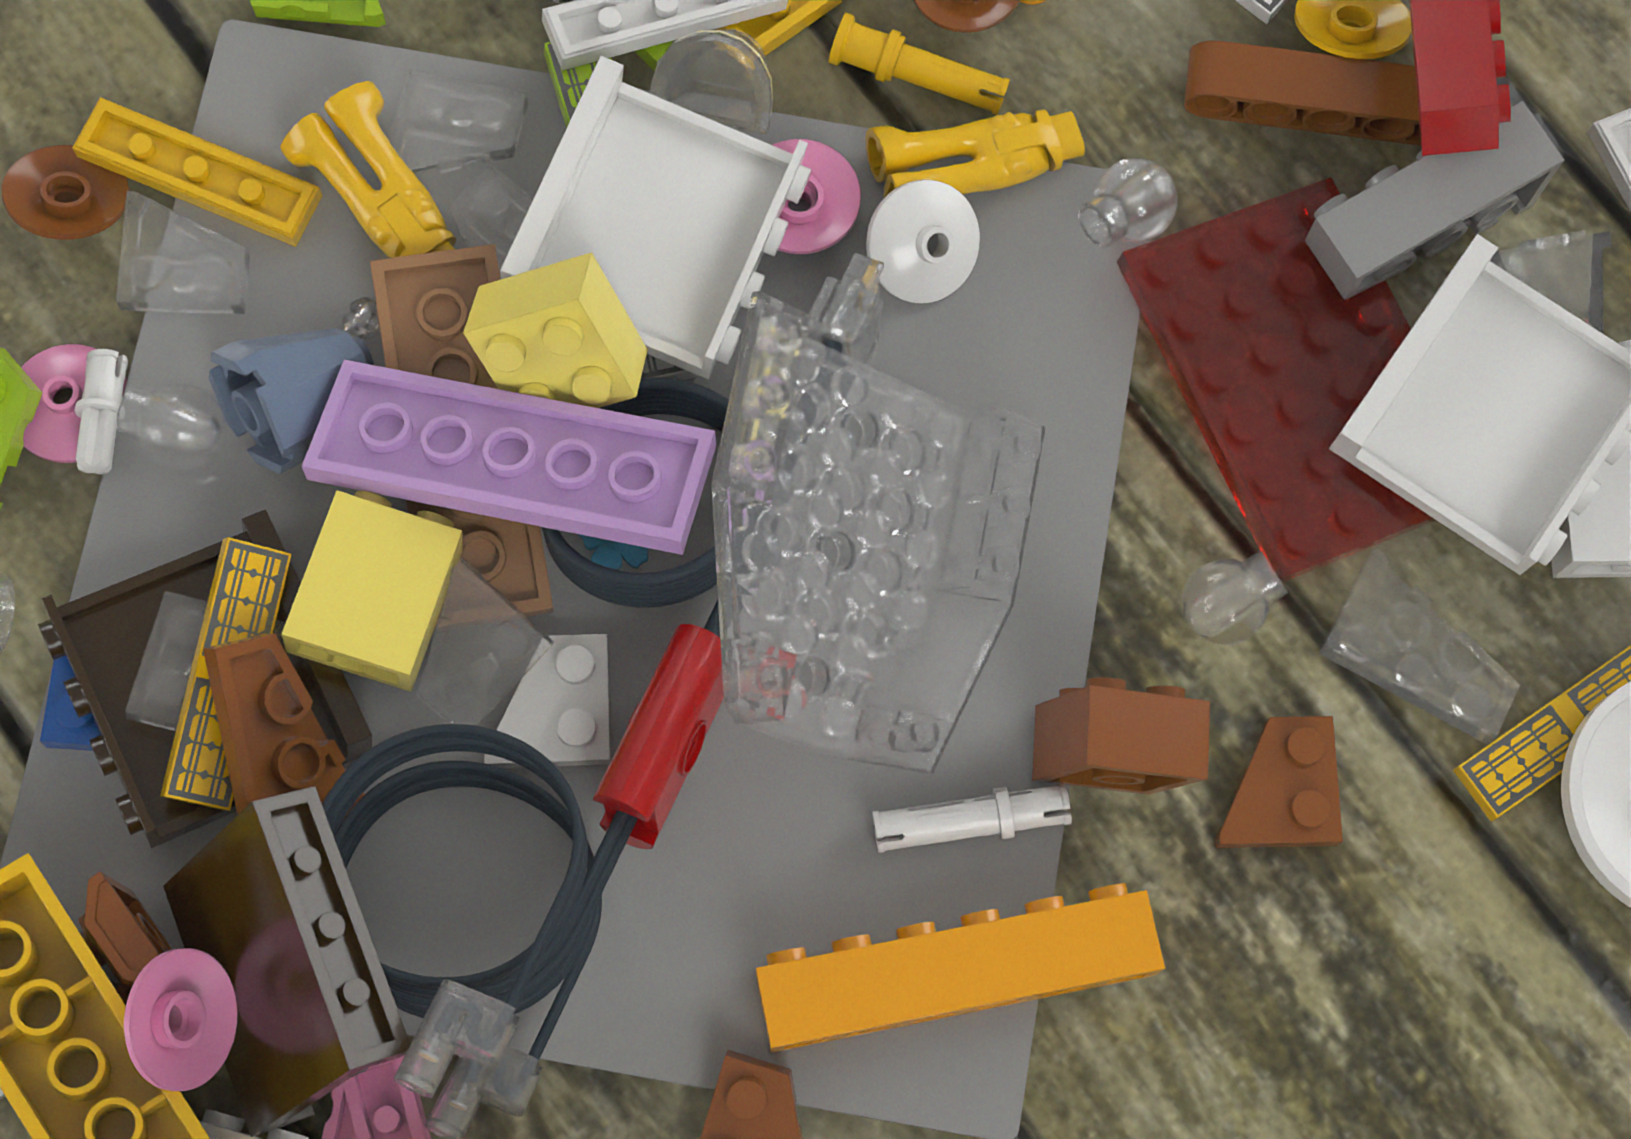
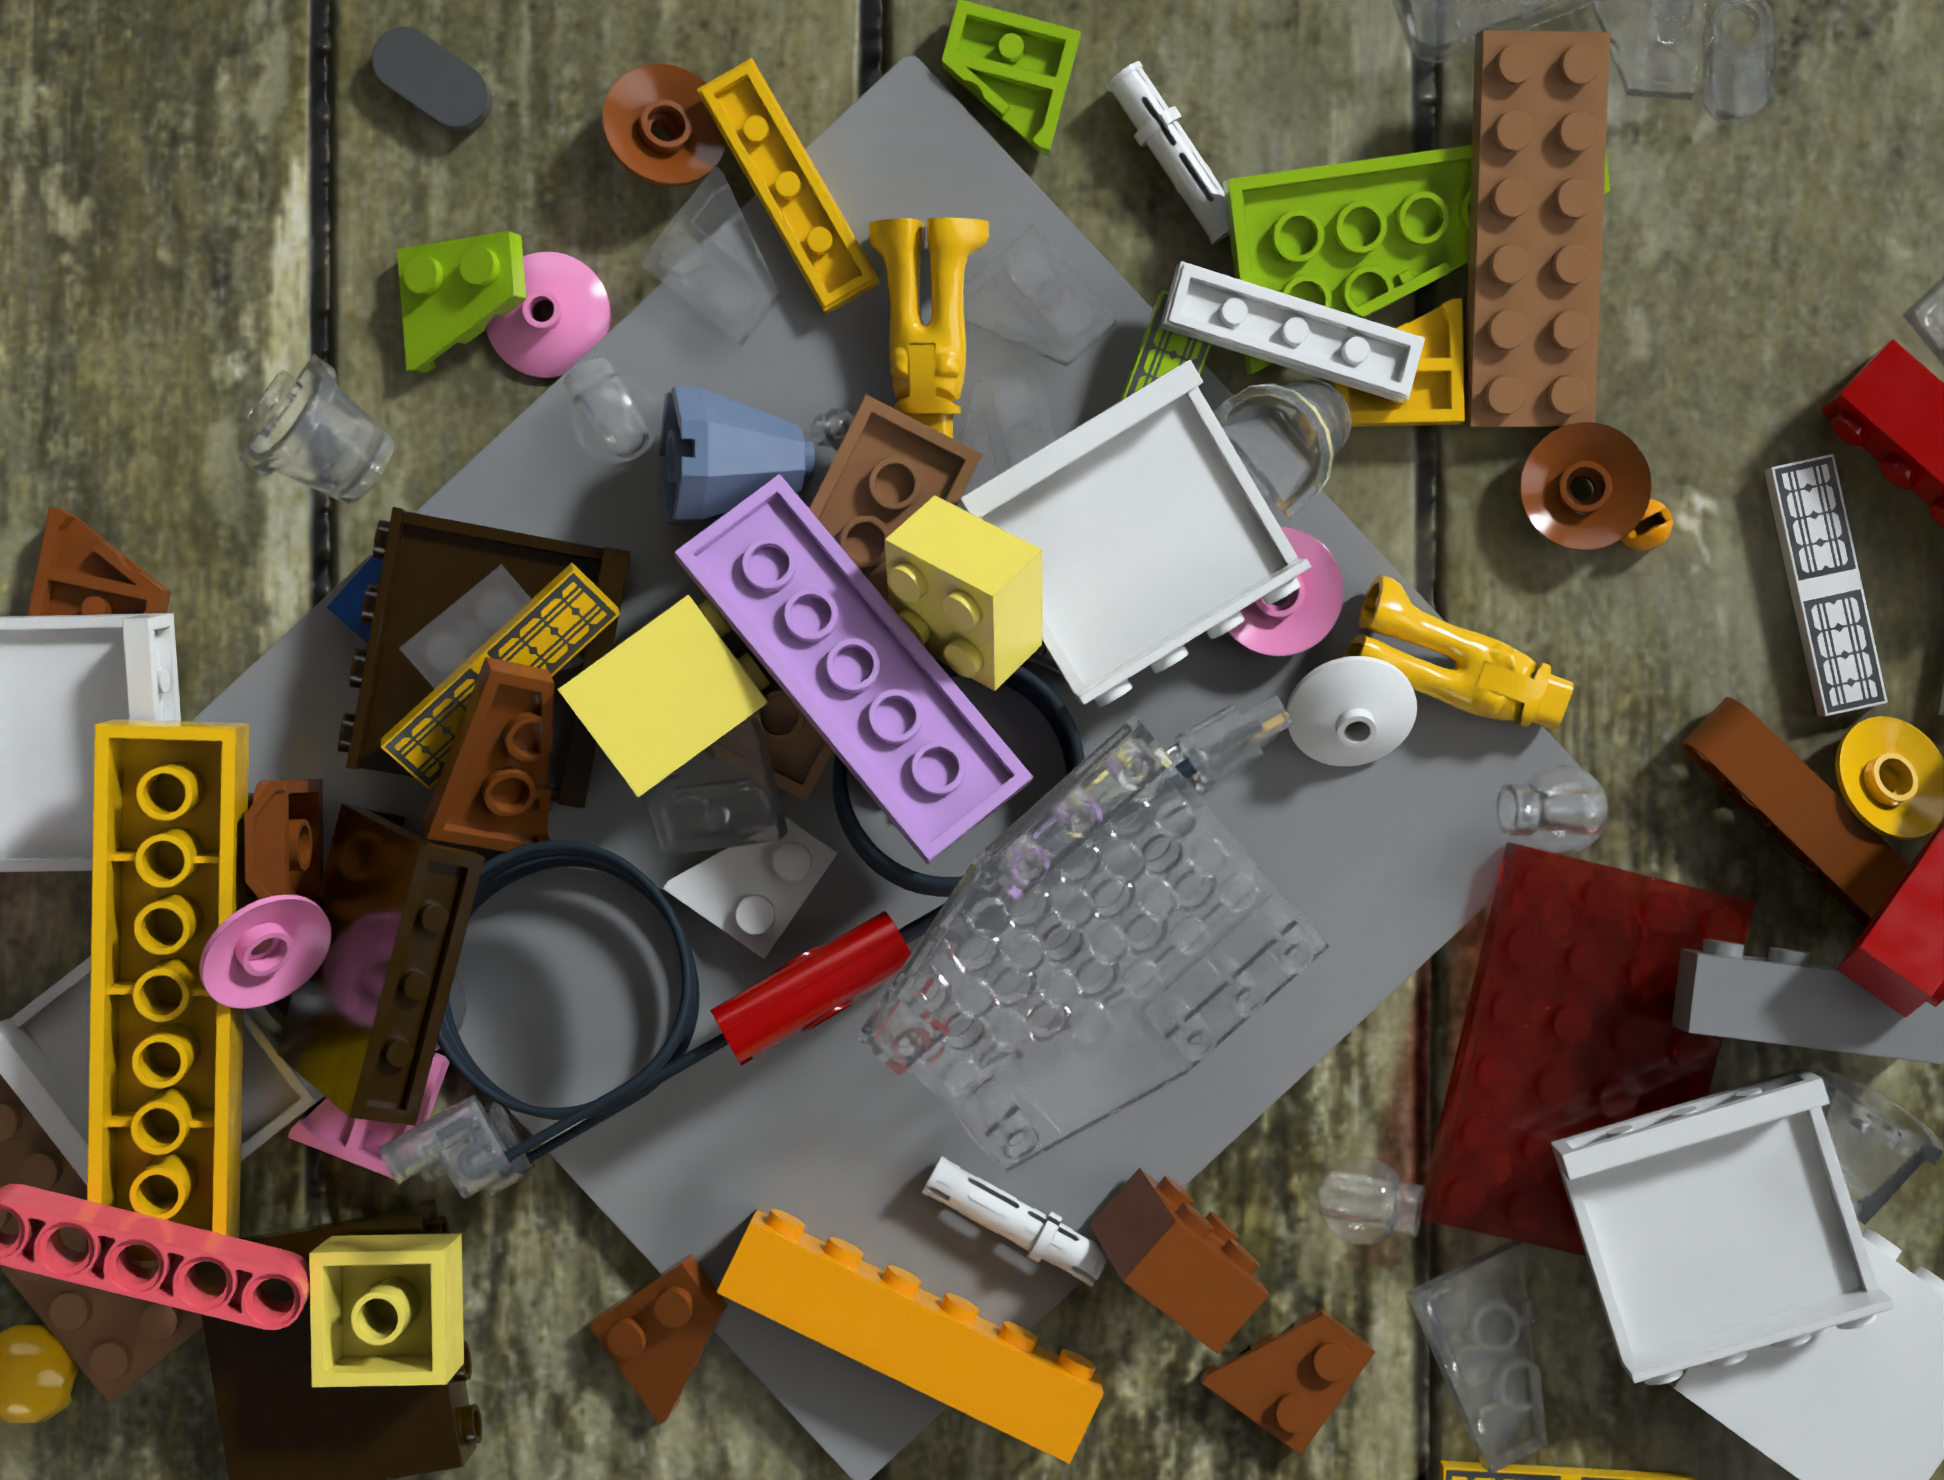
camera: 45 degrees right, 15 degrees up
(99, 410) = (562, 351): white axle -> none
(891, 57) = (1461, 511): yellow pin -> none

